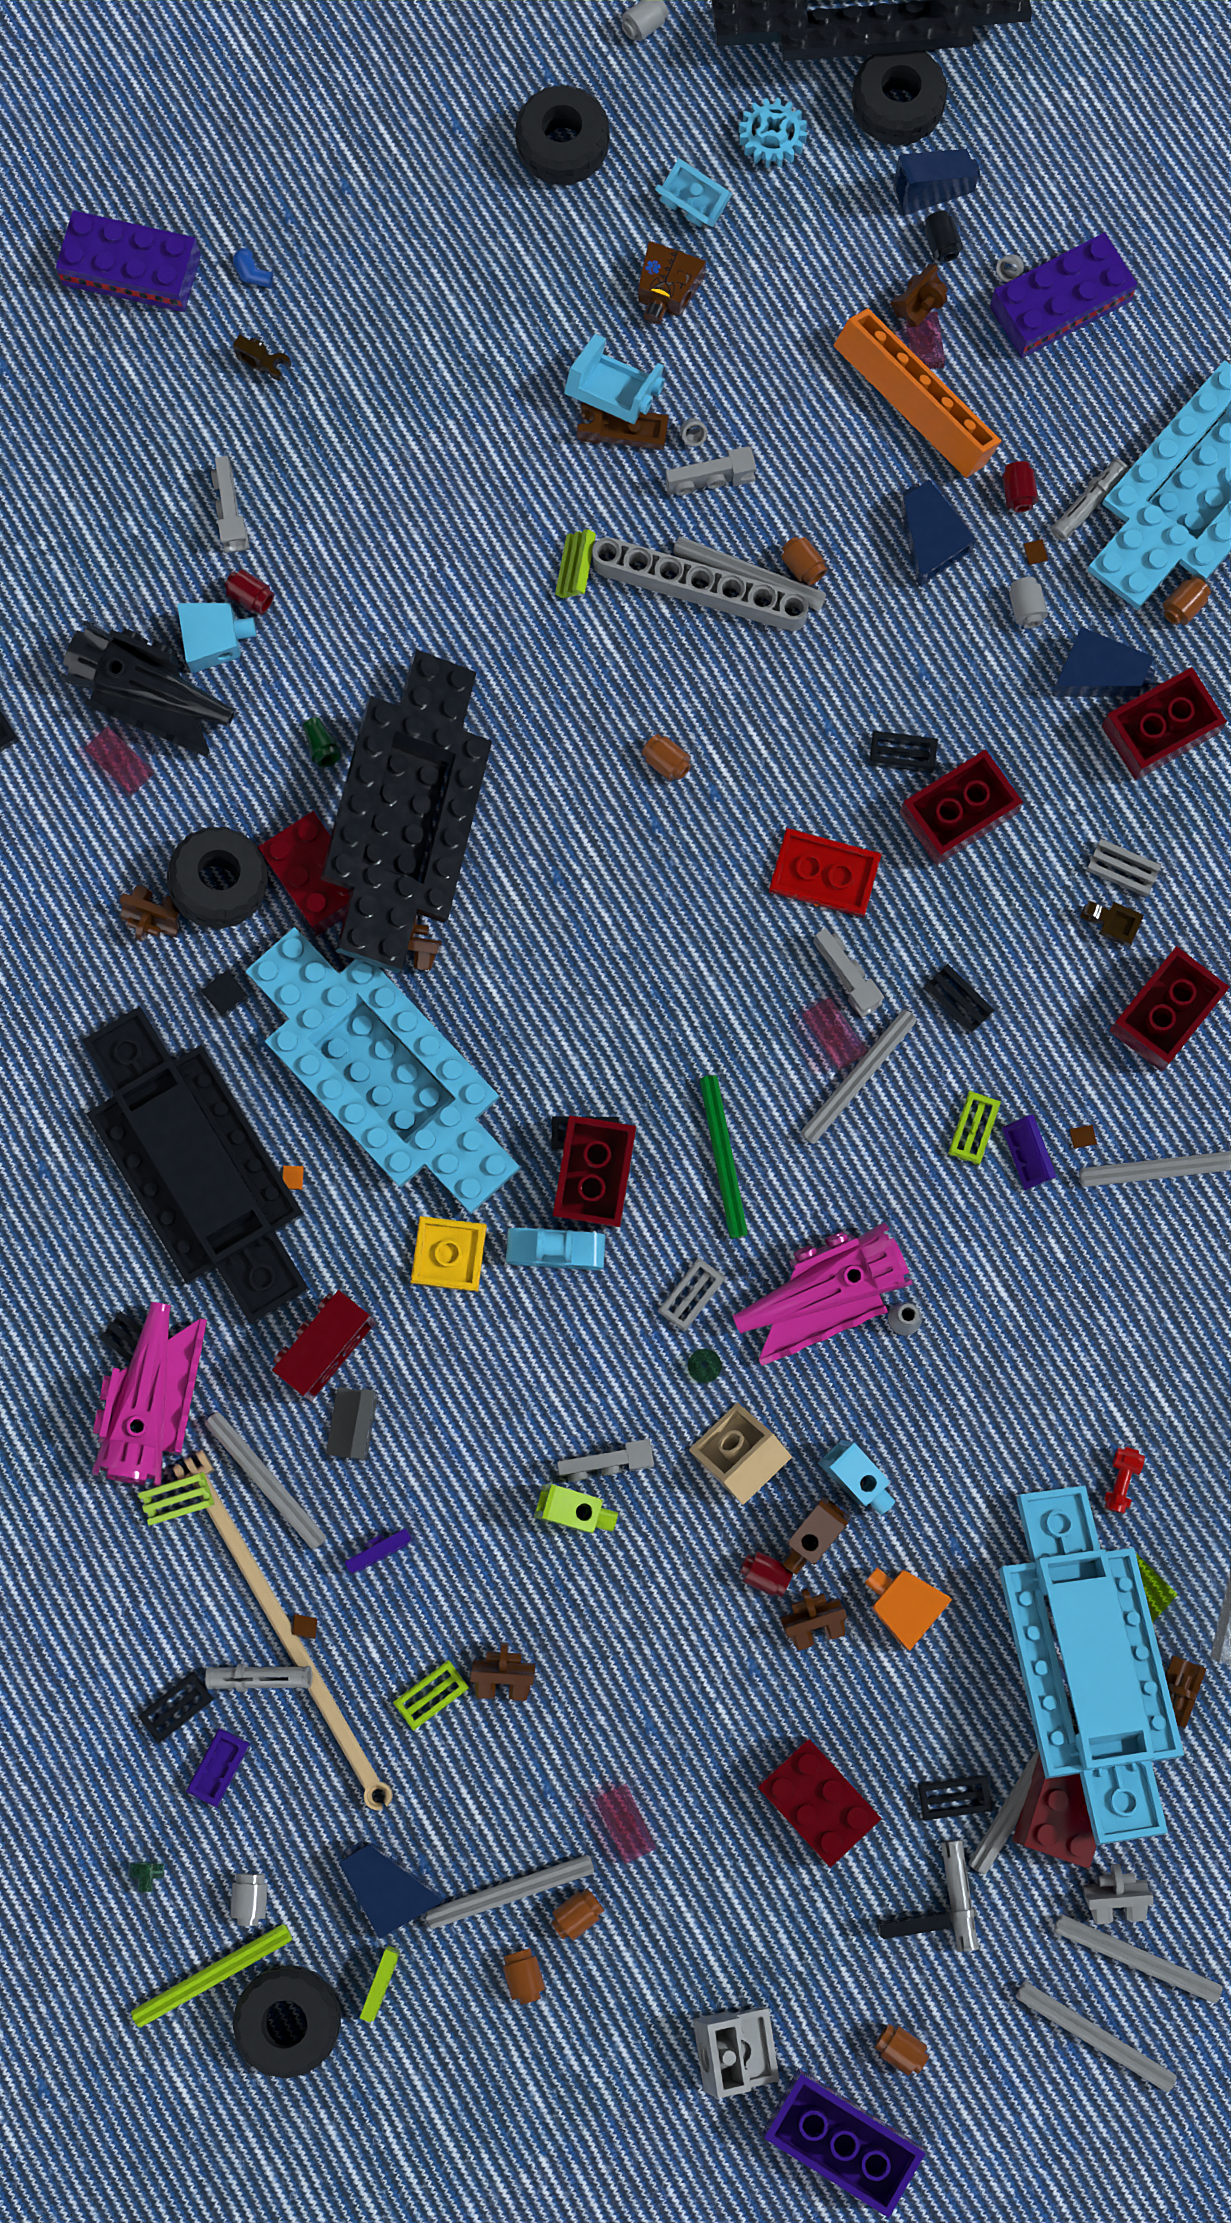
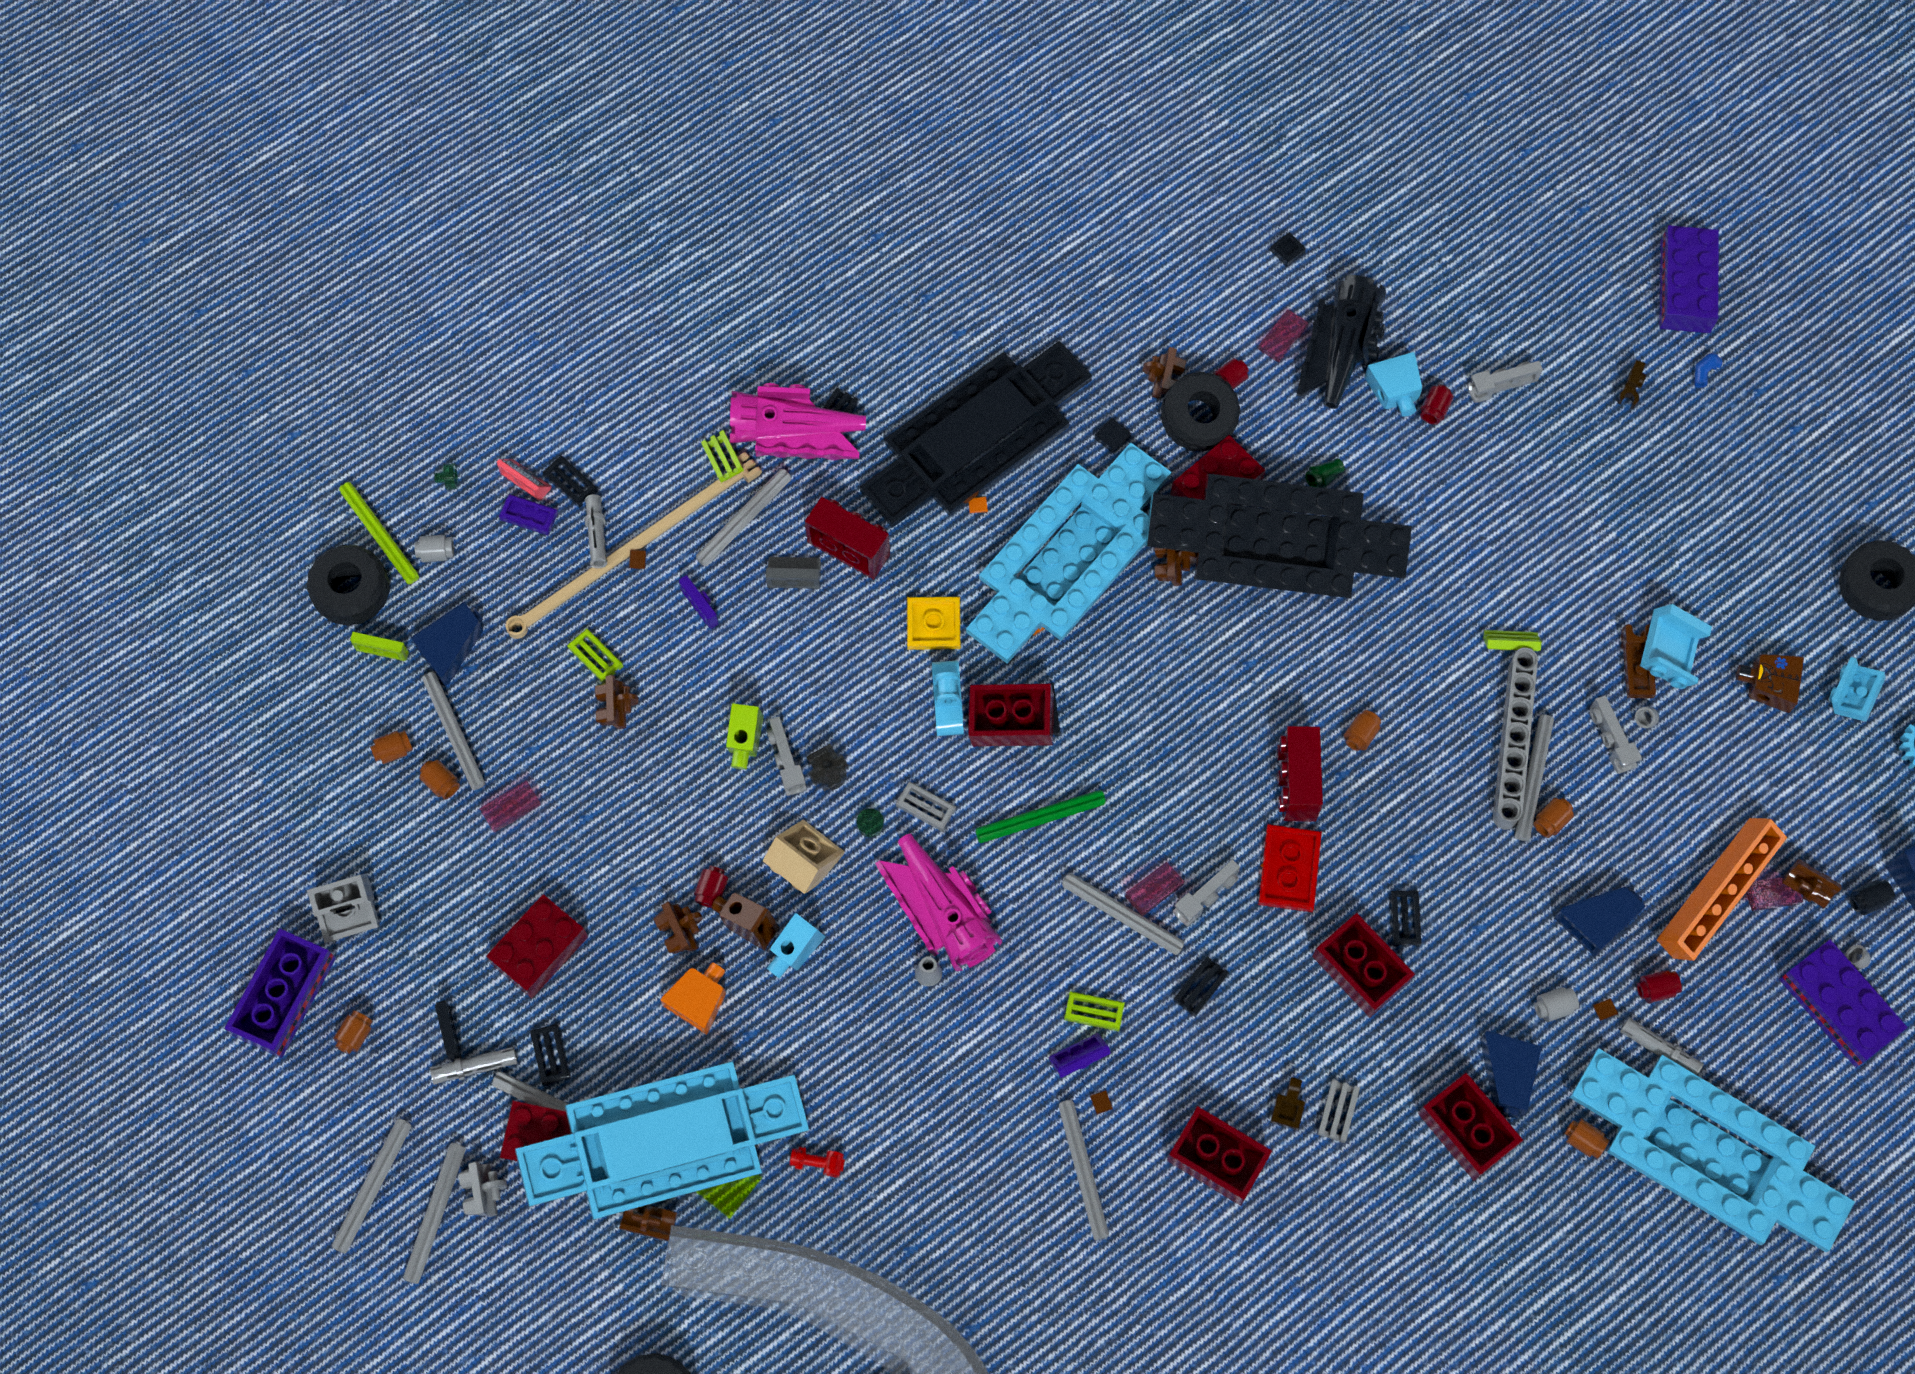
camera: 80 degrees right, 10 degrees down
(162, 1768) = (523, 478): none -> coral slope
(165, 832) = (1233, 372): none -> dark red brick
(623, 1419) = (827, 768): none -> clear smoke brick
(718, 837) = (1300, 774): none -> dark red brick

